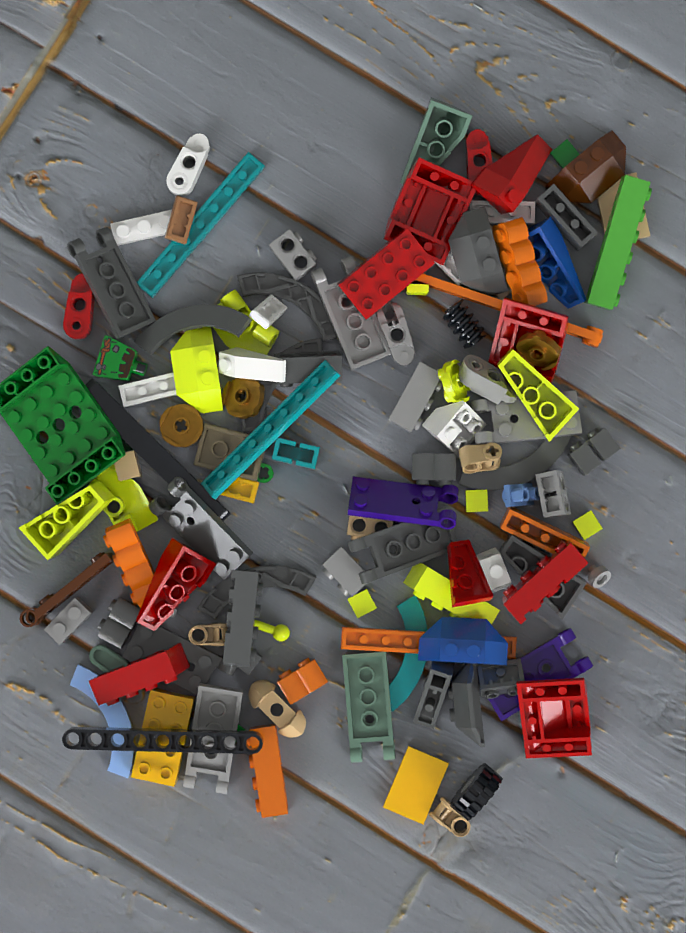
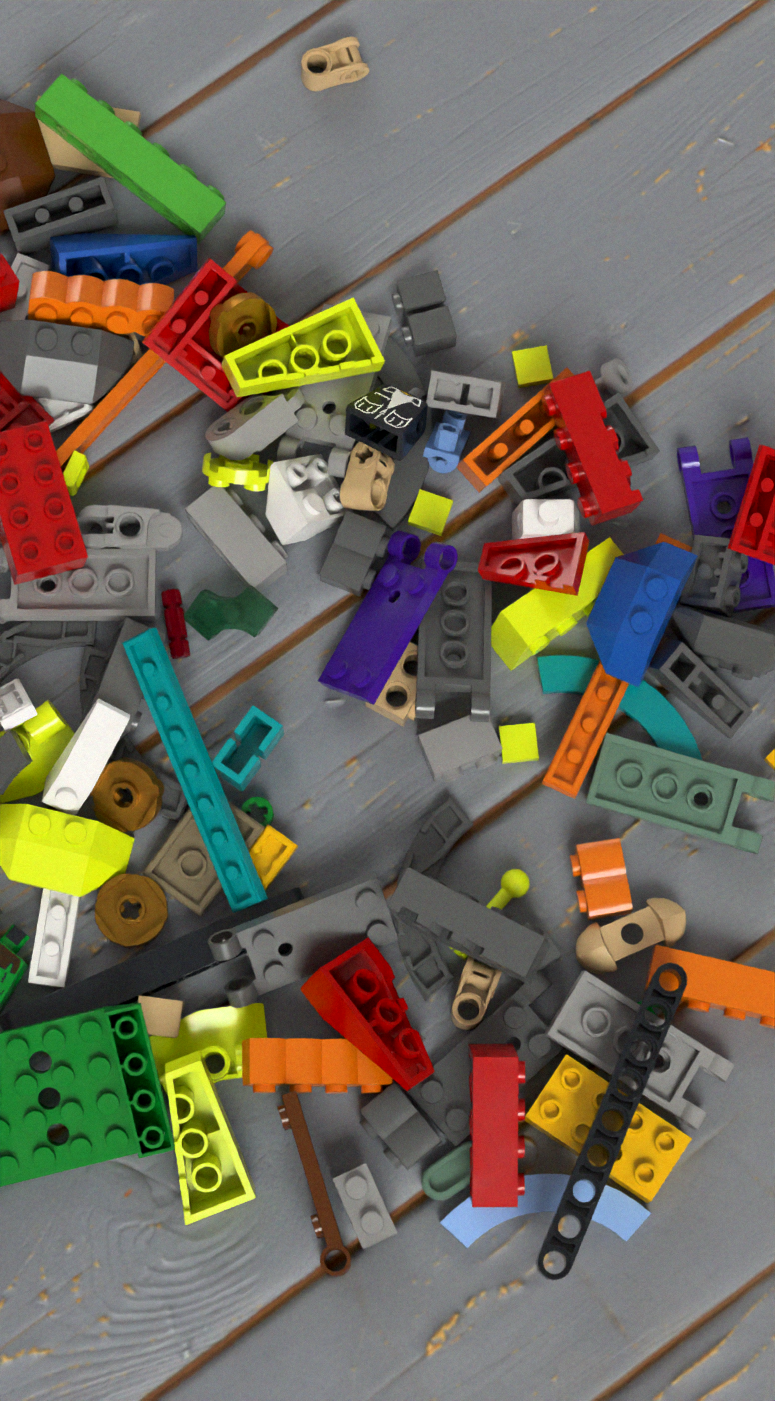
camera: 65 degrees left, 10 degrees down
(353, 382) = (175, 623): none -> dark red axle
(373, 419) = (214, 613): none -> clear green tile
(463, 324) = (156, 425): black piece -> none
(517, 457) = (388, 419): none -> black torso

